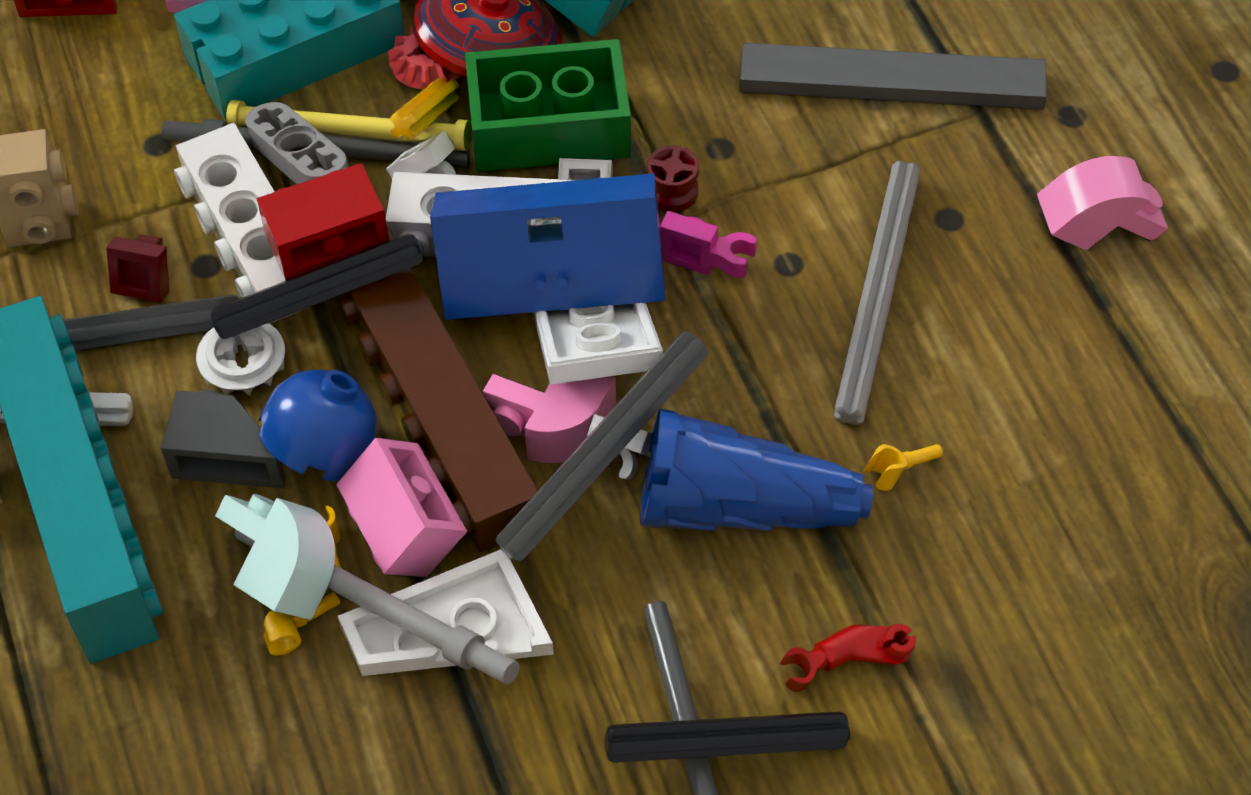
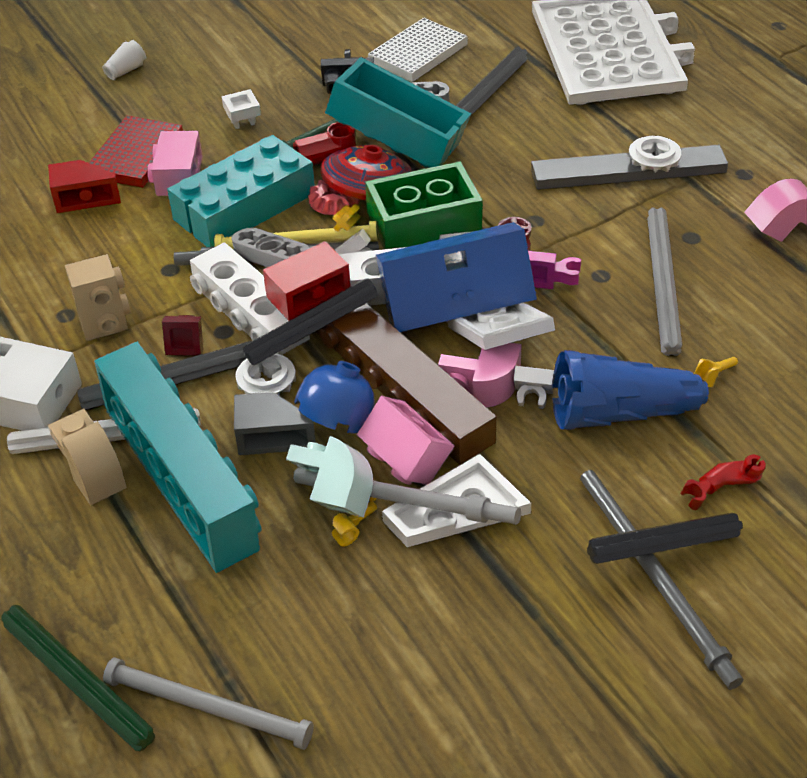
camera: 10 degrees left, 10 degrees down
(601, 446) = (528, 381): dark grey axle -> none
(918, 50) = (667, 153): none -> white gear

